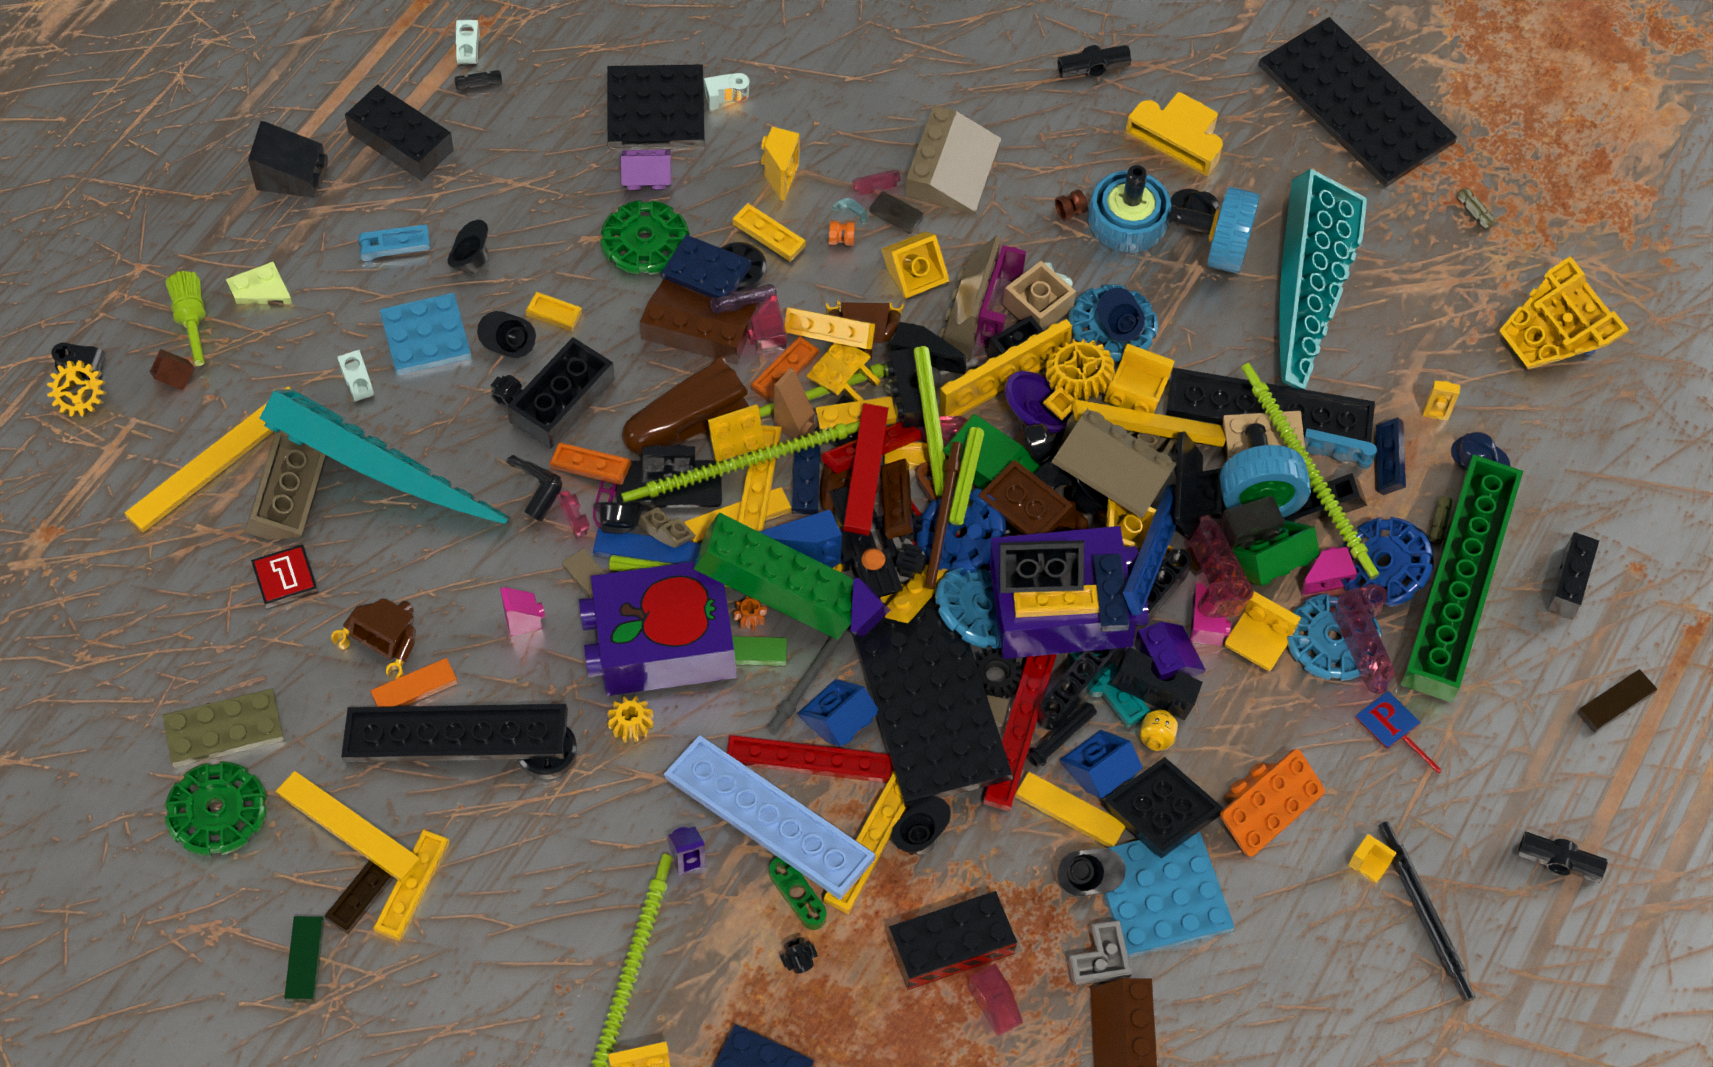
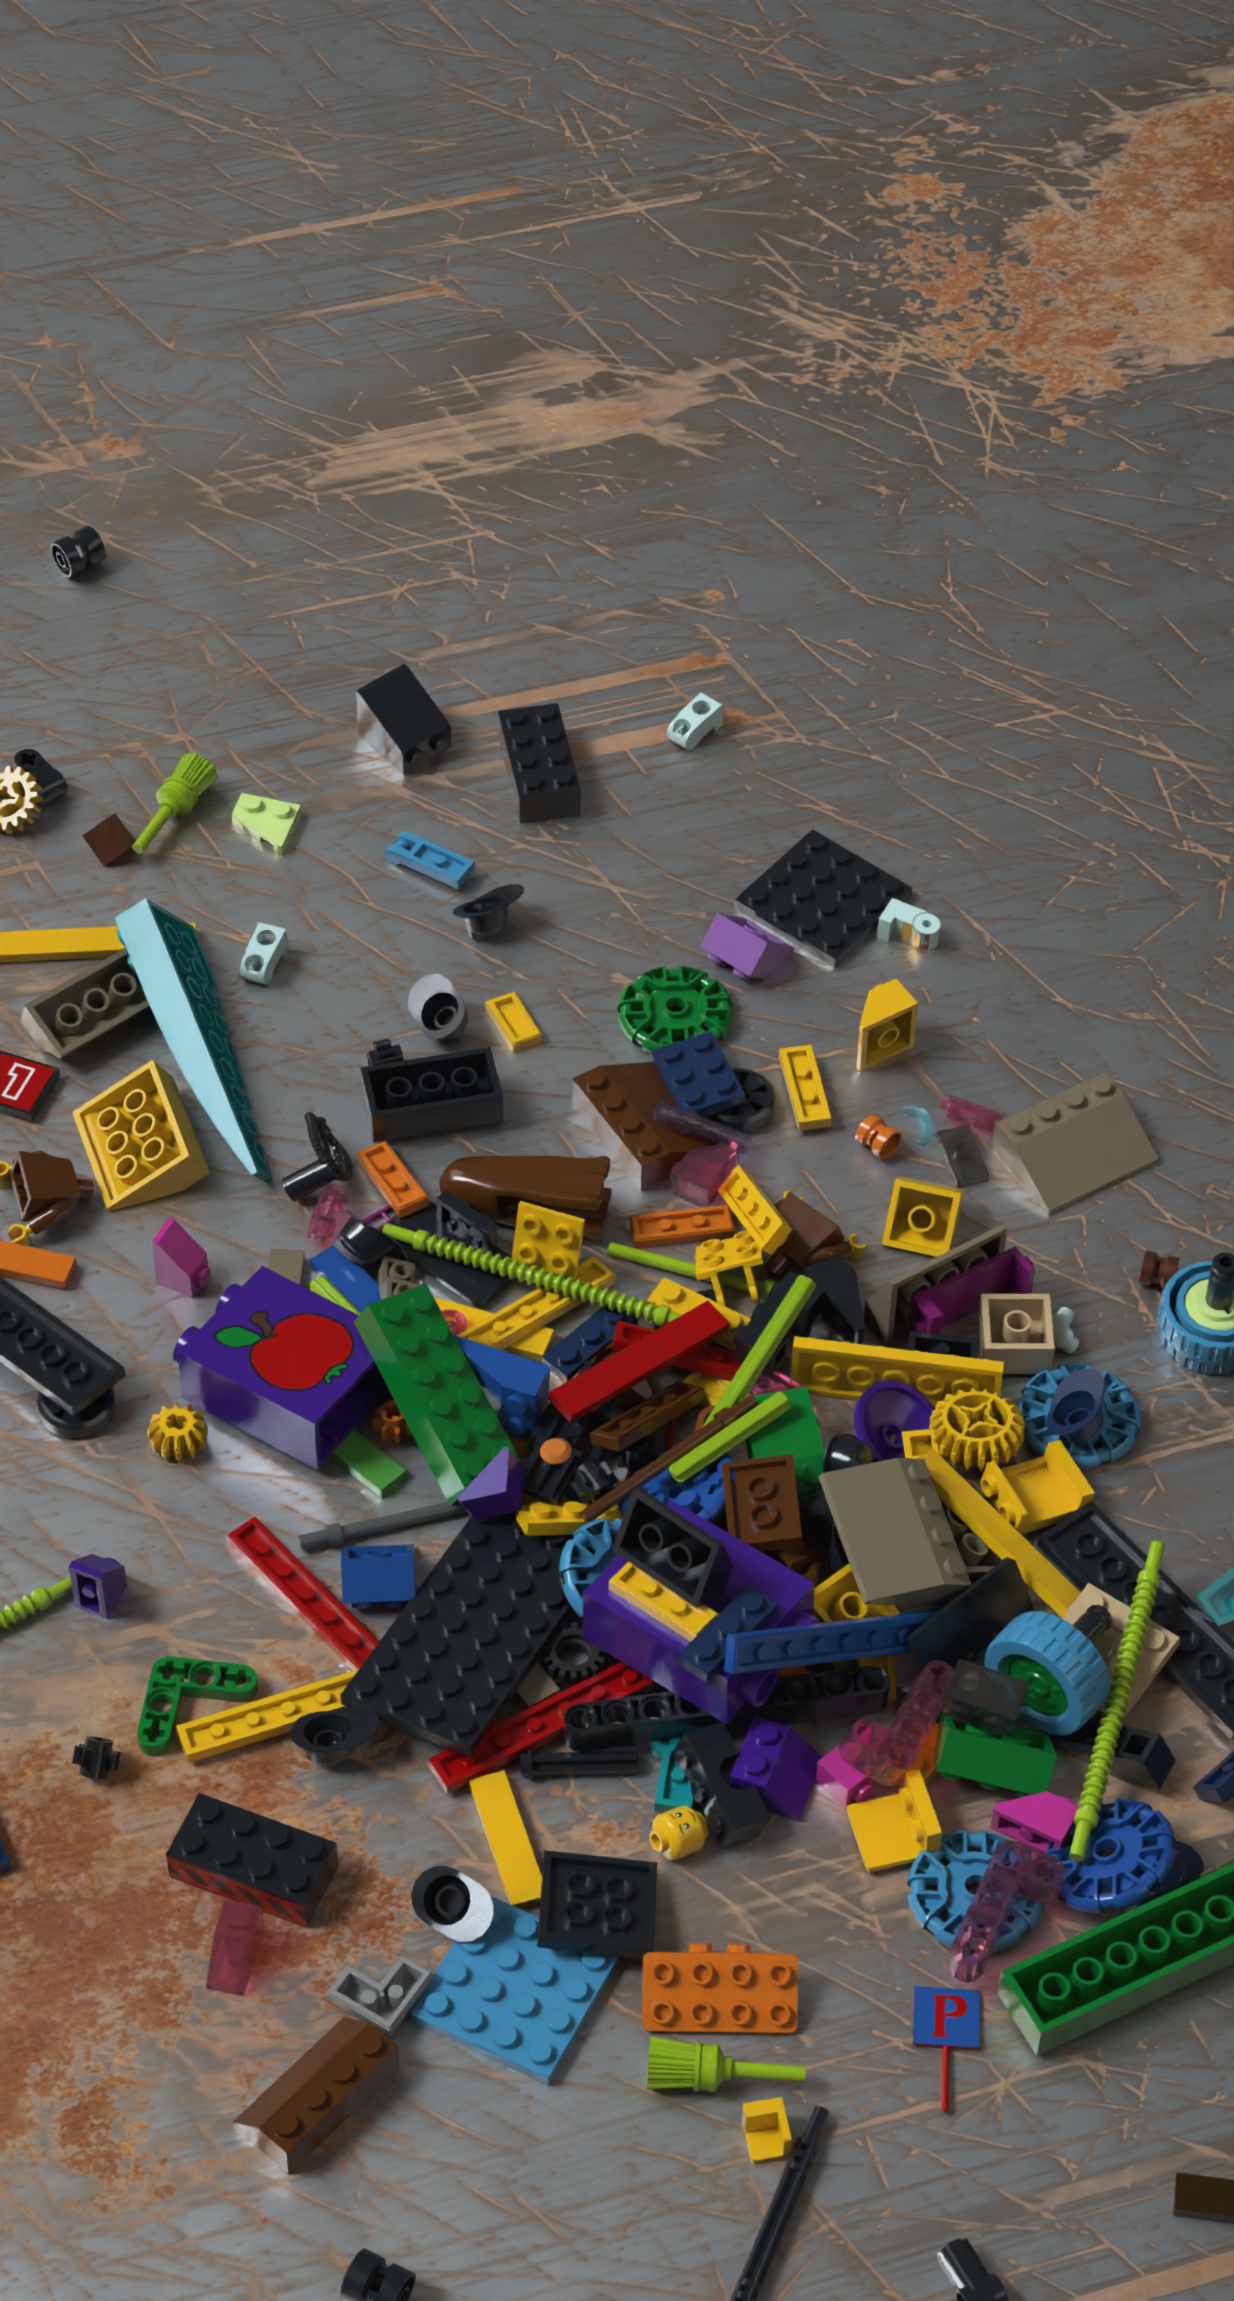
camera: 45 degrees right, 10 degrees down
(406, 553) = (140, 1139): none -> yellow slope
(425, 334) = (370, 961): dark azure plate -> none
(478, 79) = (671, 764): black axle -> none
(770, 817) = (205, 1615): light blue plate -> none
(792, 407) = (633, 1252): medium nougat slope -> none
(1102, 763) = (584, 1820): blue slope -> none
(1307, 852) = (705, 2067): none -> lime piece
(1340, 447) = (1192, 1710): dark azure plate -> none

